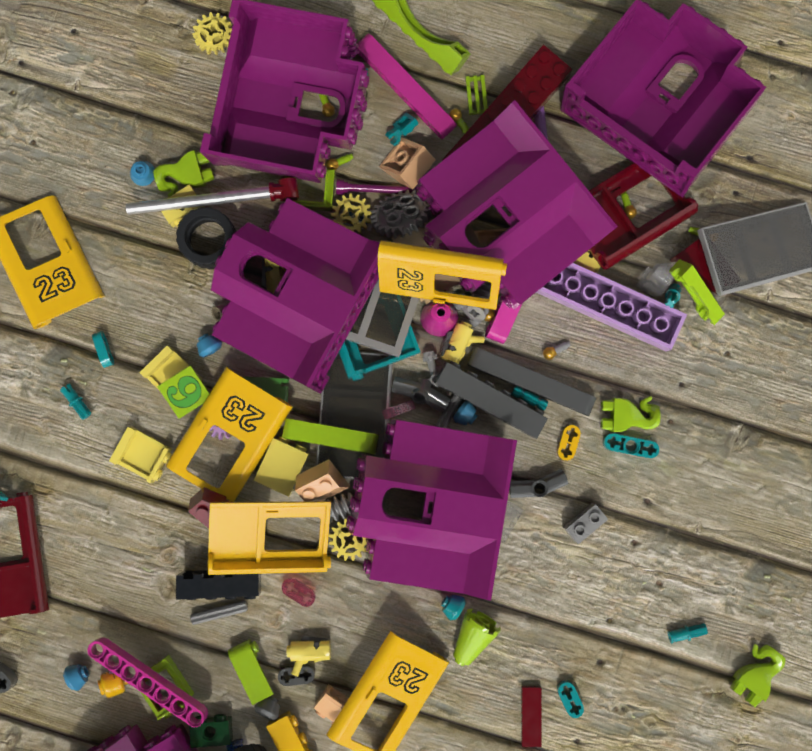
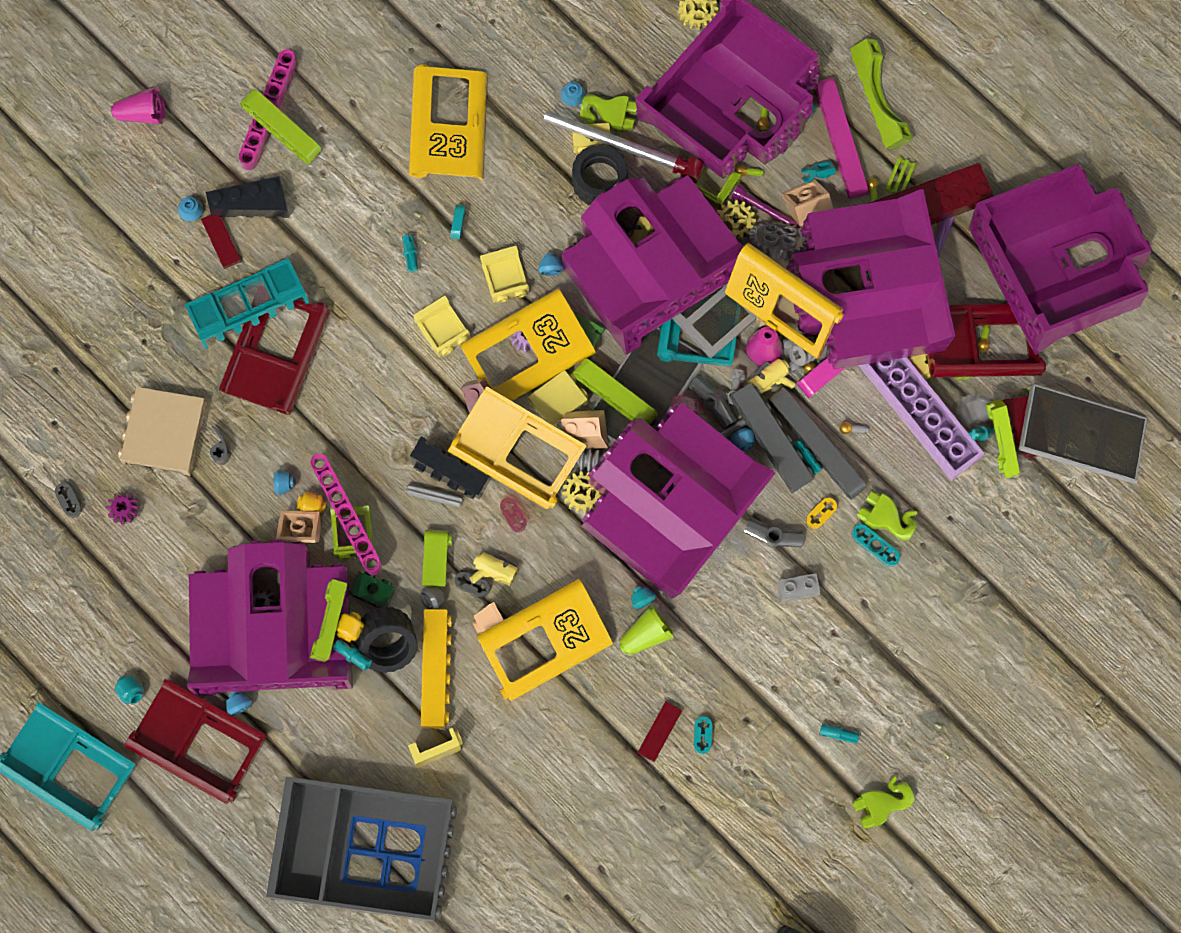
camera: 30 degrees right, 10 degrees down
(113, 716) = (299, 526): none -> light nougat slope
(184, 391) = (510, 290): tile -> none

